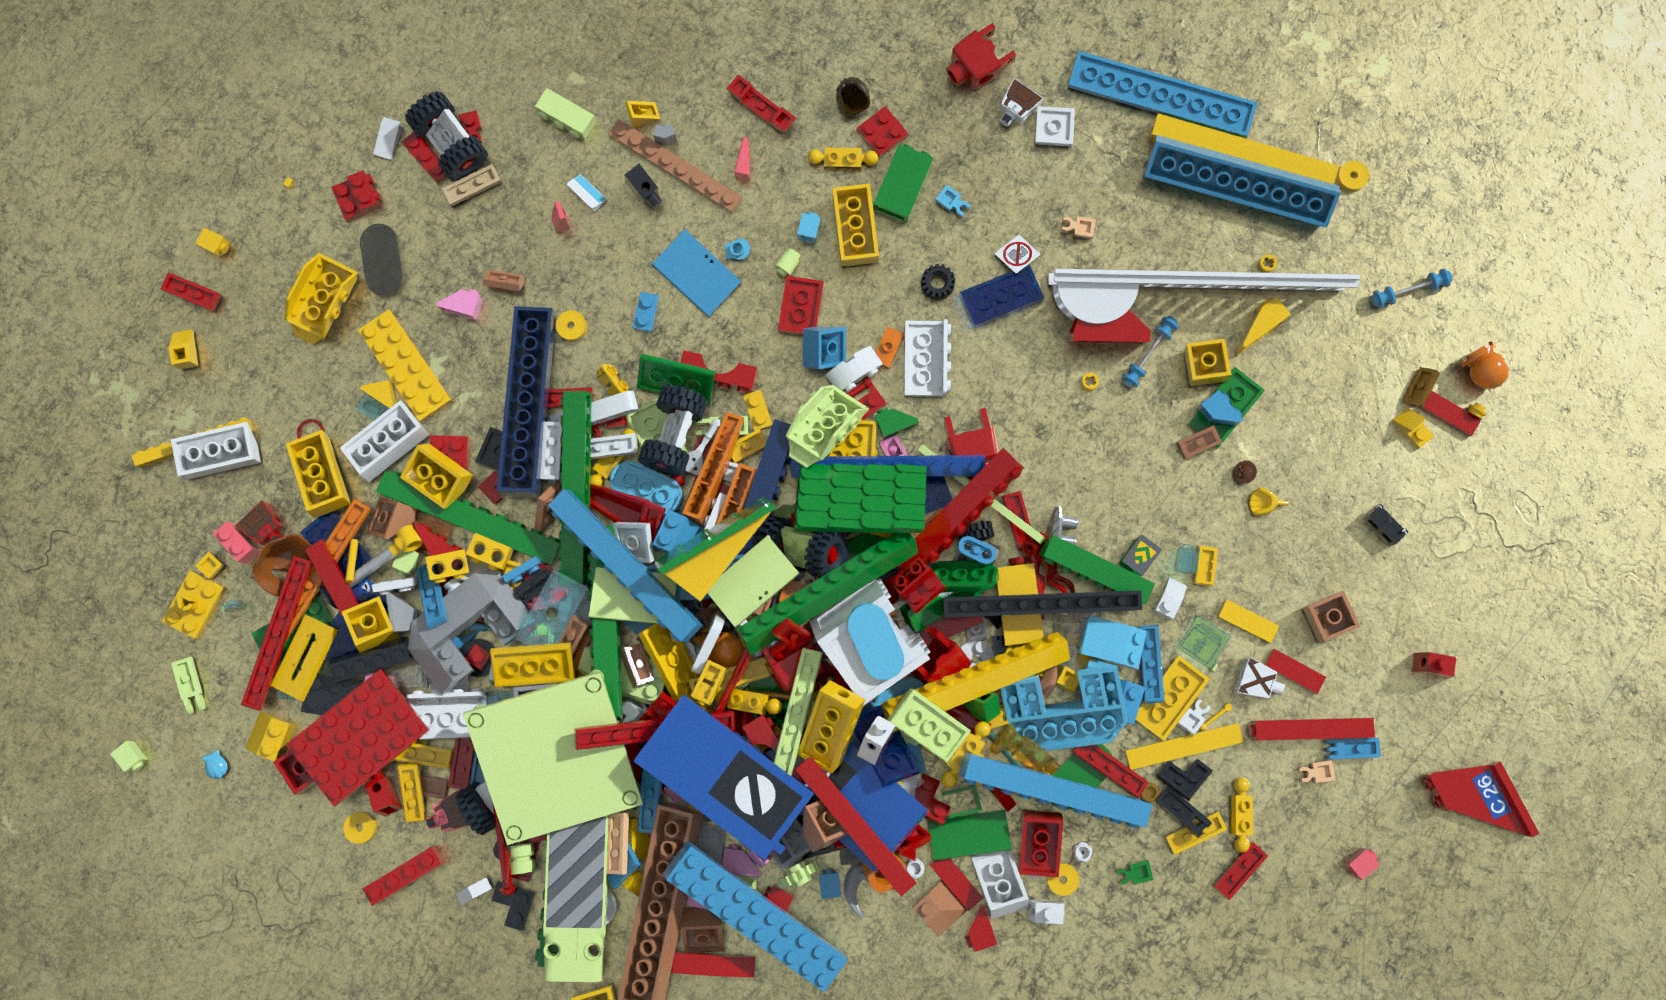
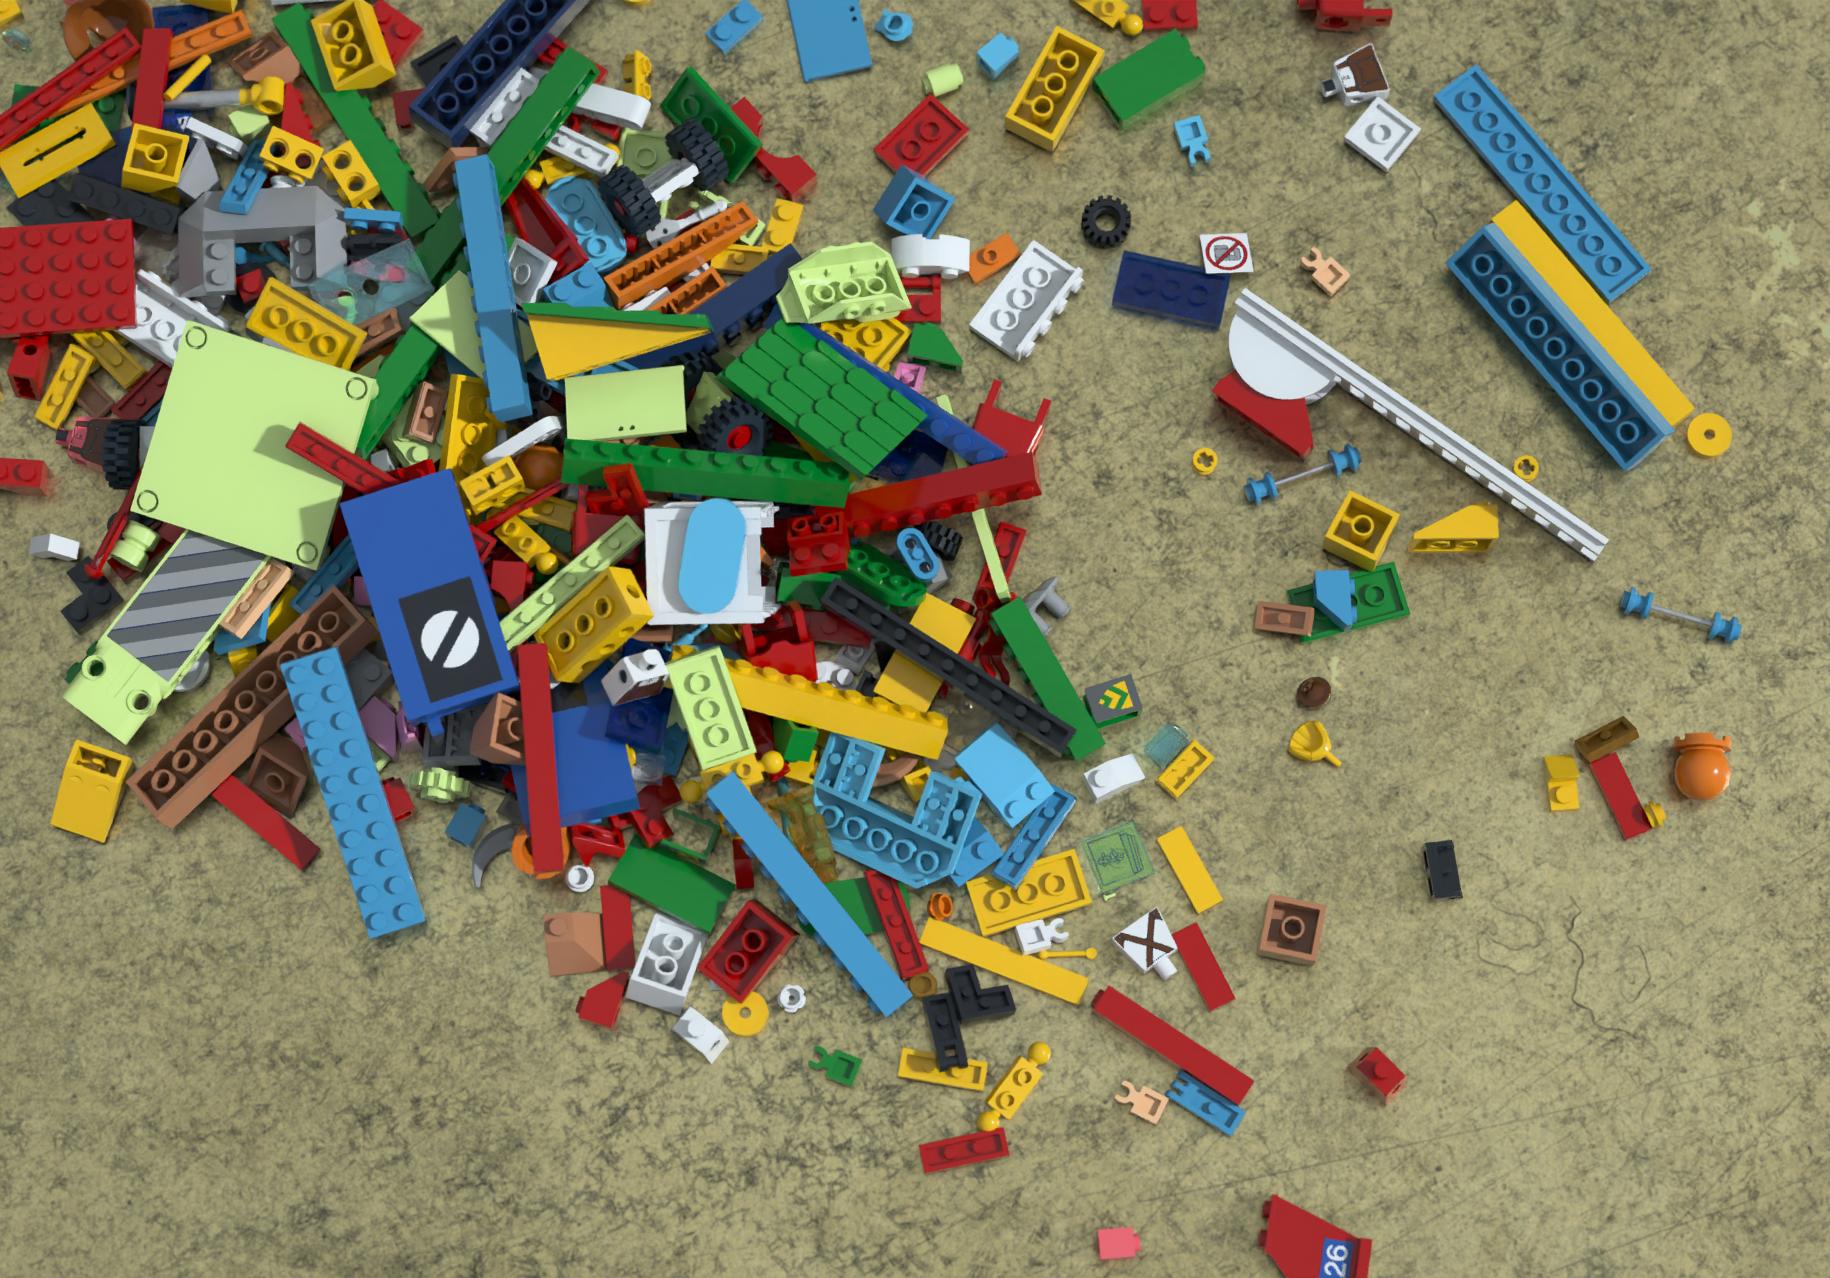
camera: 30 degrees right, 5 degrees down
(1127, 741) = (940, 906): none -> orange plate

